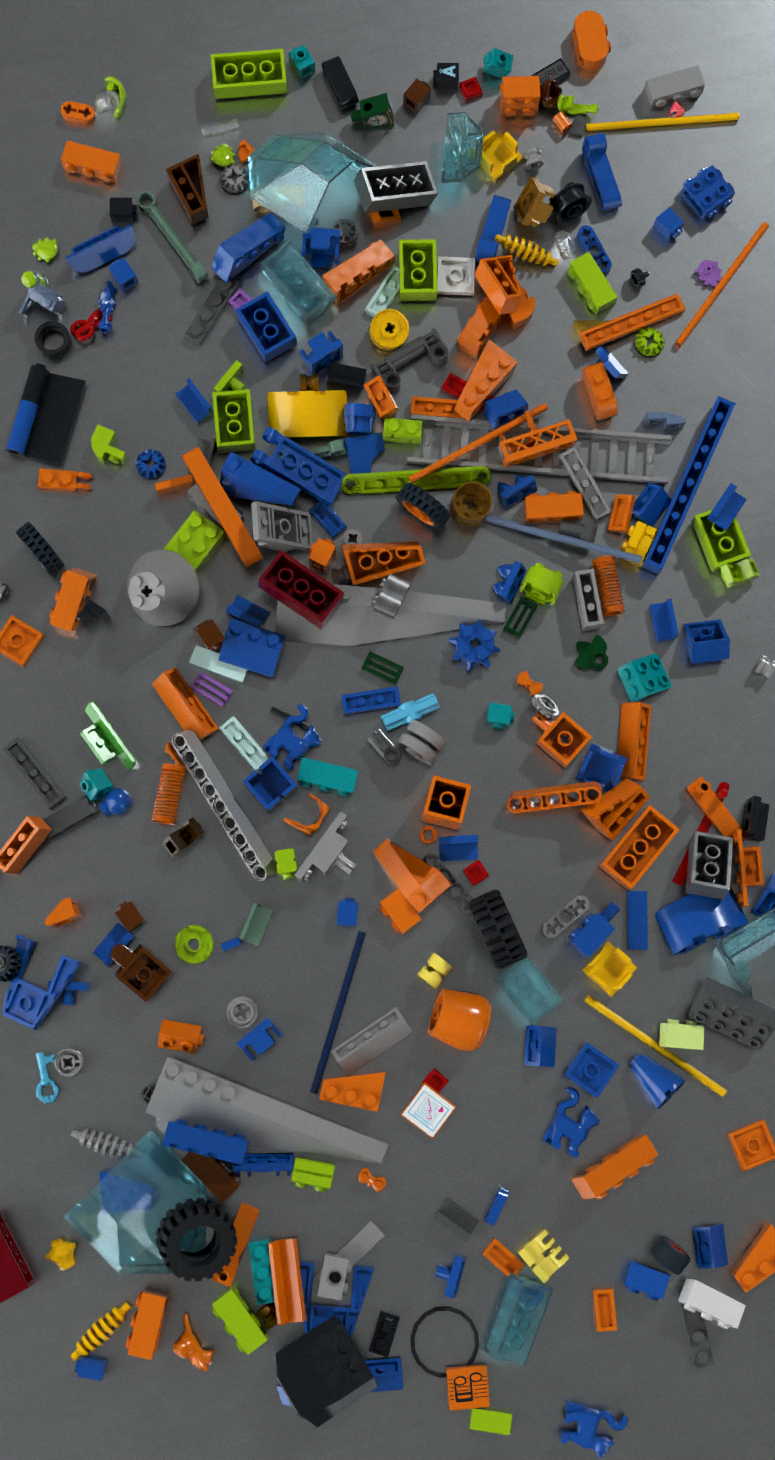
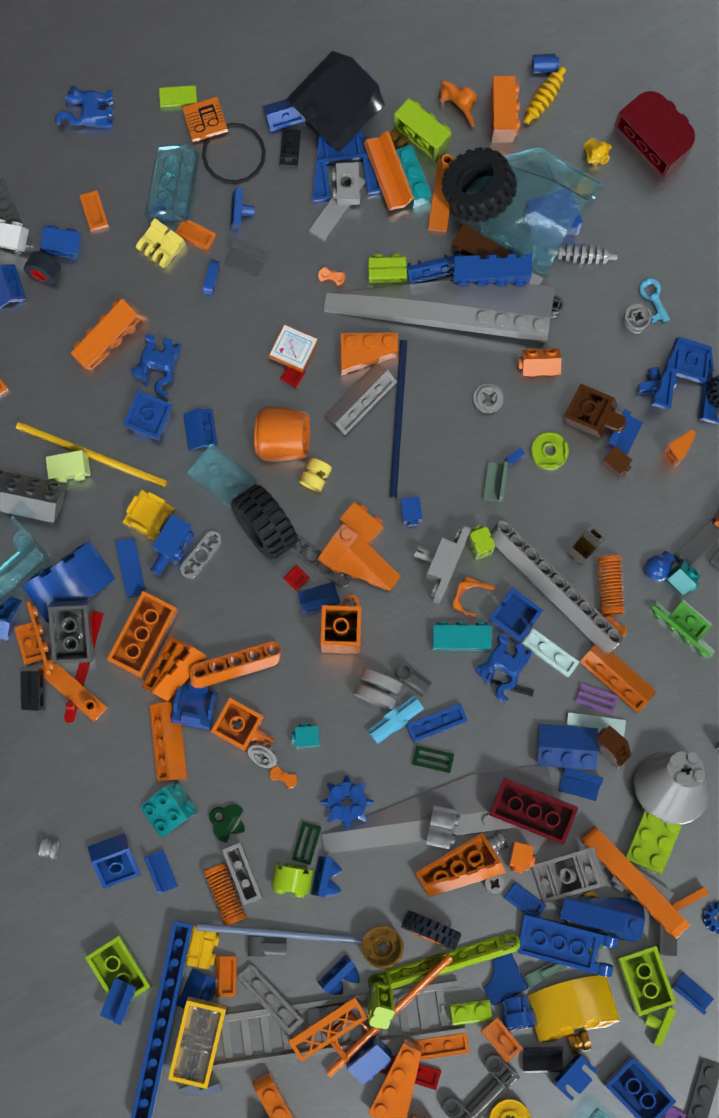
camera: 170 degrees right, 0 degrees up
(259, 1038) = (466, 374): blue panel -> none
(485, 450) = (380, 1005): none -> lime brick
(553, 507) = (297, 966): orange brick -> none
(656, 1079) = (85, 421): blue cone -> none
(661, 456) = (197, 1042): none -> clear brick
(739, 573) = (93, 939): lime brick -> none

